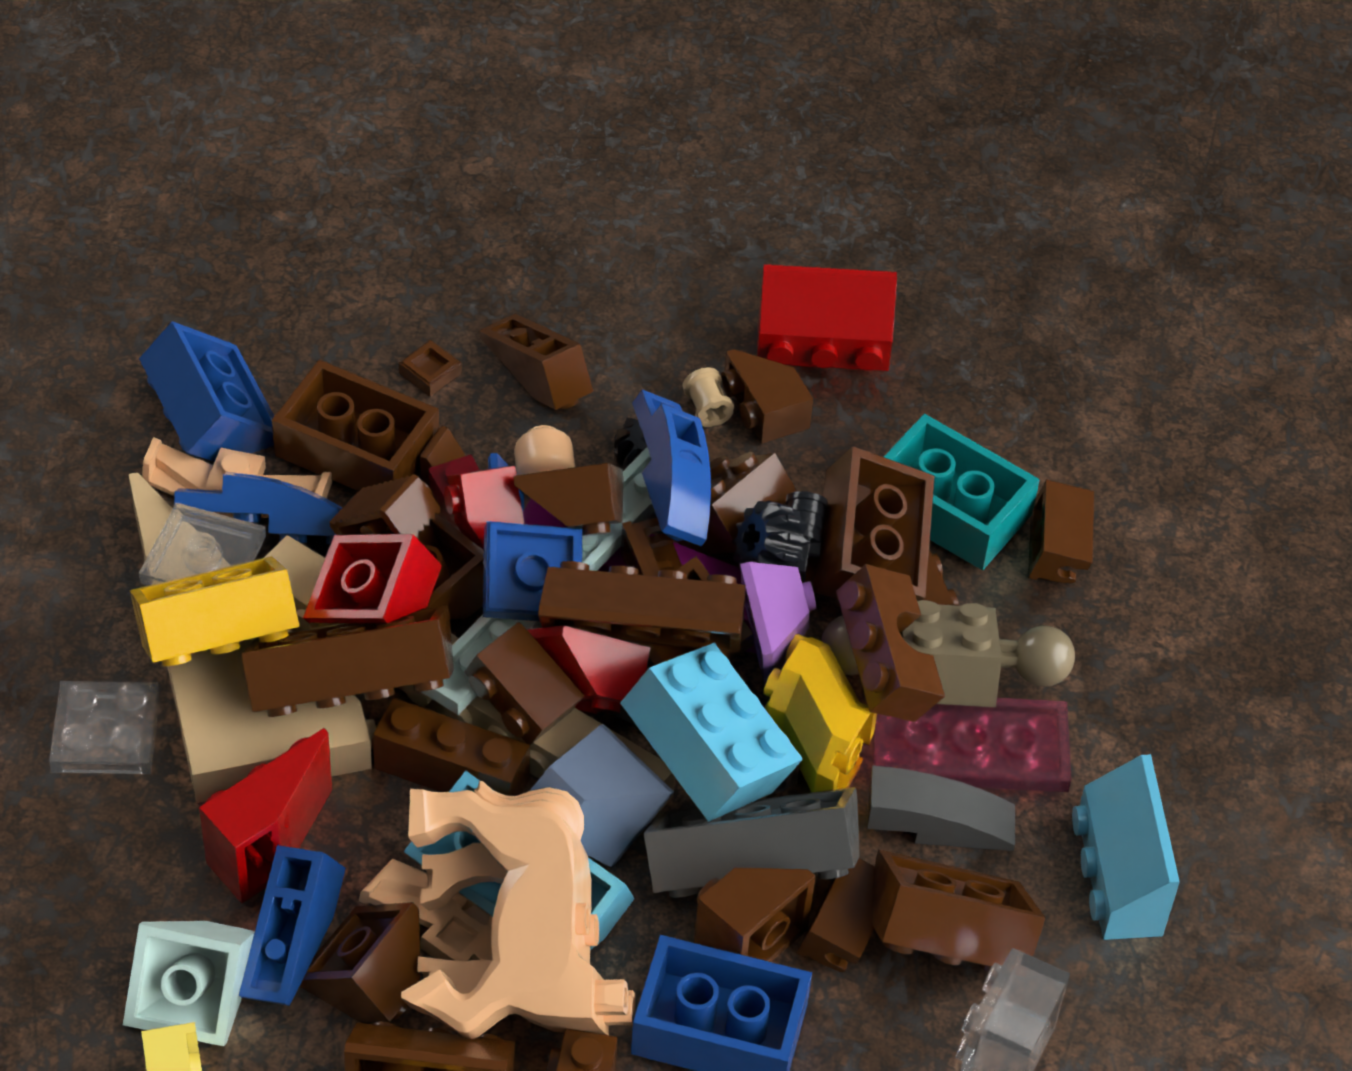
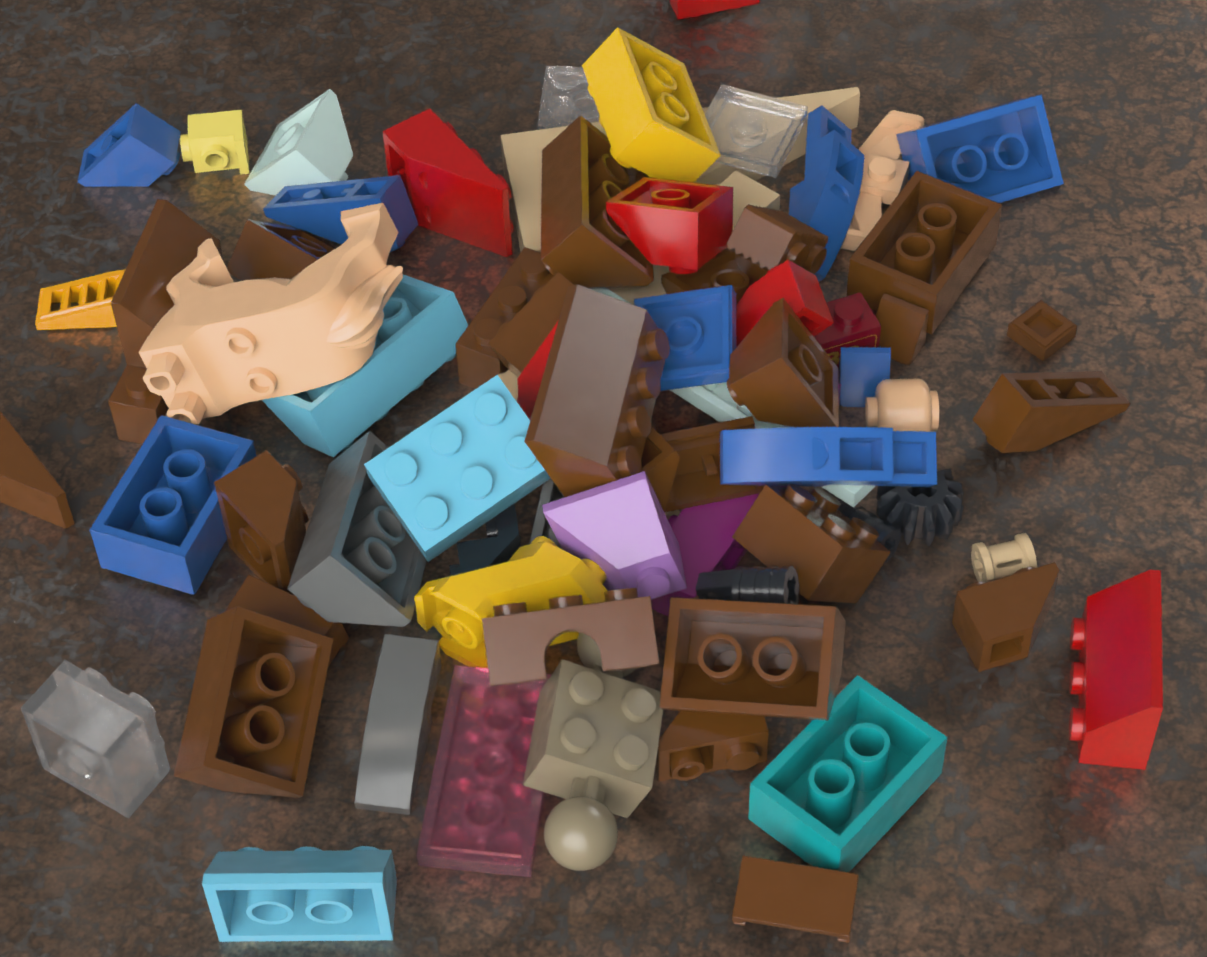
camera: 100 degrees right, 0 degrees up
(613, 791) = (424, 389): sand blue slope -> none
(770, 535) = (719, 541): black gear -> none

